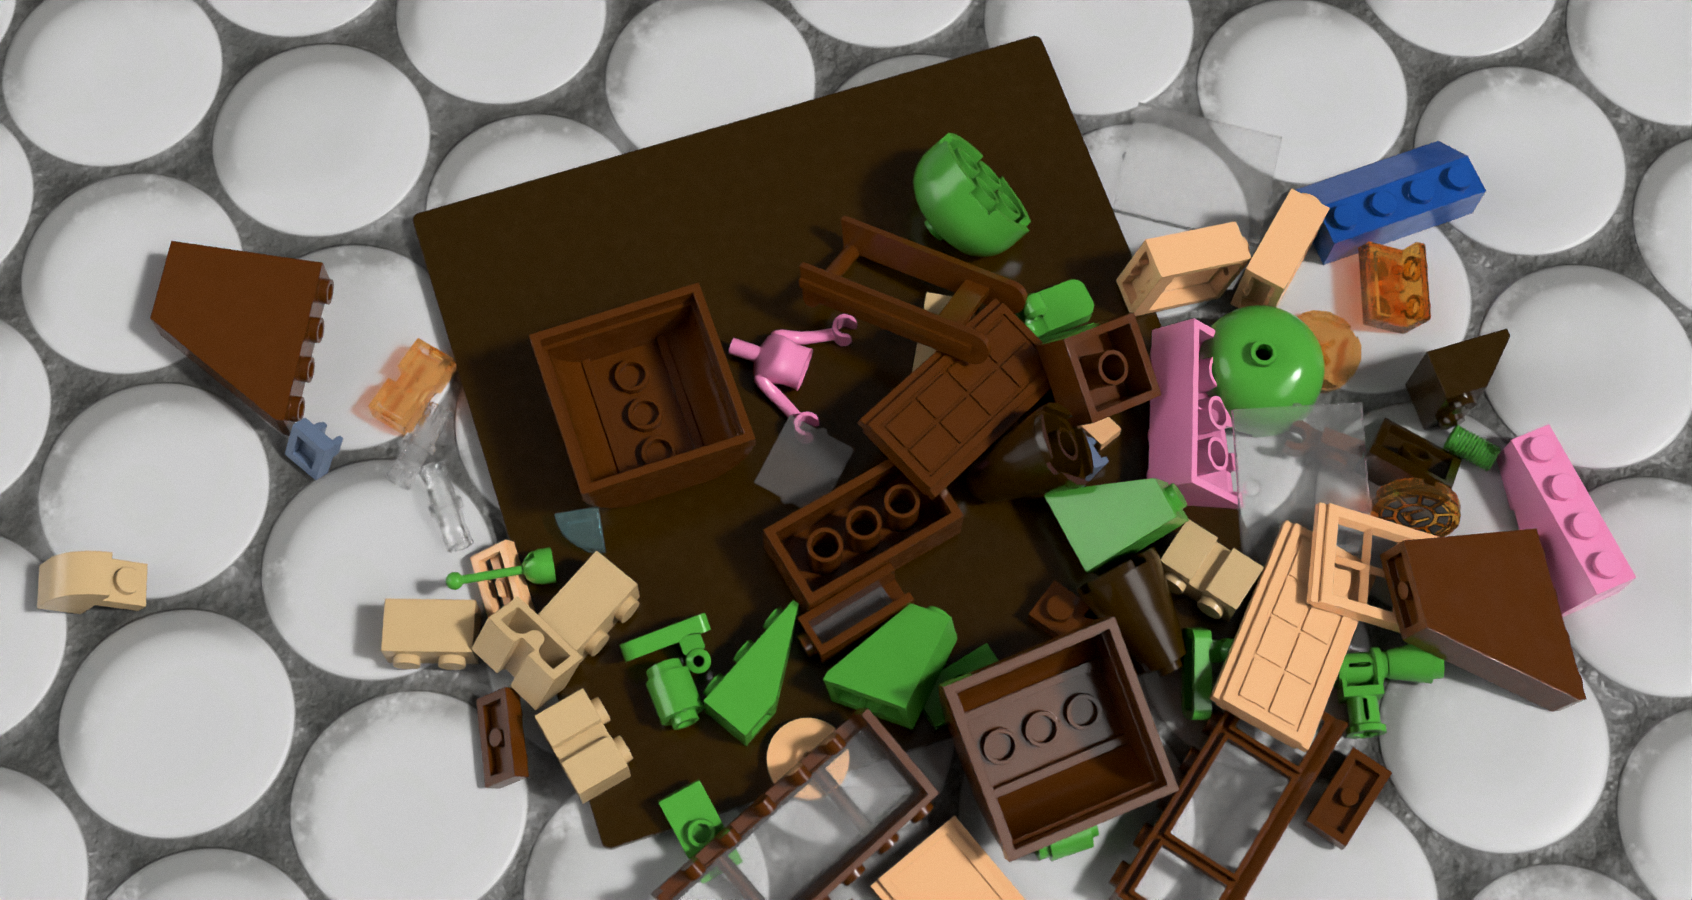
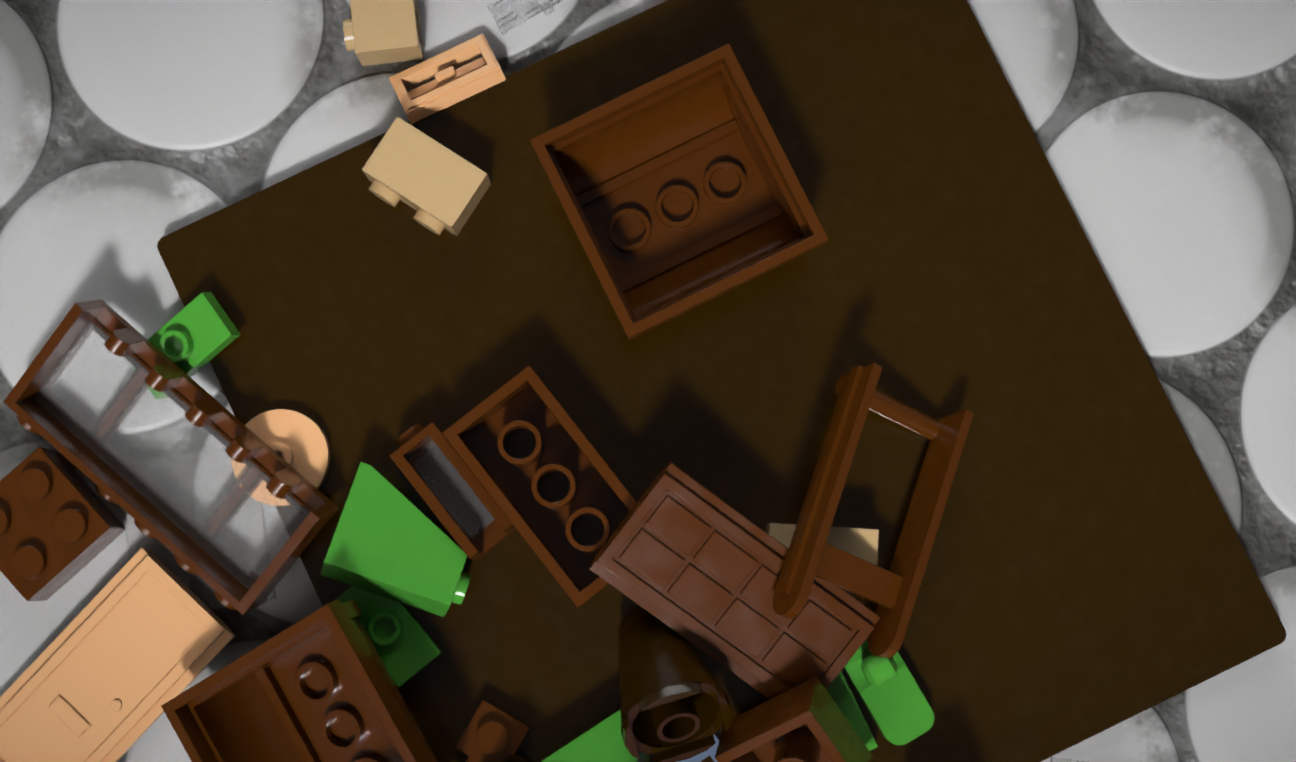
camera: 85 degrees right, 15 degrees up
(502, 738) = (268, 107): reddish brown plate -> none
(528, 650) = (361, 117): tan brick -> none
(536, 567) = (469, 110): bright green hinge -> none
(583, 528) = (520, 160): clear light blue tile -> none
(584, 745) = (261, 198): tan brick -> none
(674, 694) = (333, 291): bright green brick -> none
(685, 632) = (409, 291): bright green piece -> none
(752, 688) = (352, 384): bright green slope -> none
(785, 361) = (768, 365): bright pink piece -> none
(803, 463) = (637, 406): clear piece -> none
(962, 202) = (1015, 552): bright green cylinder -> none

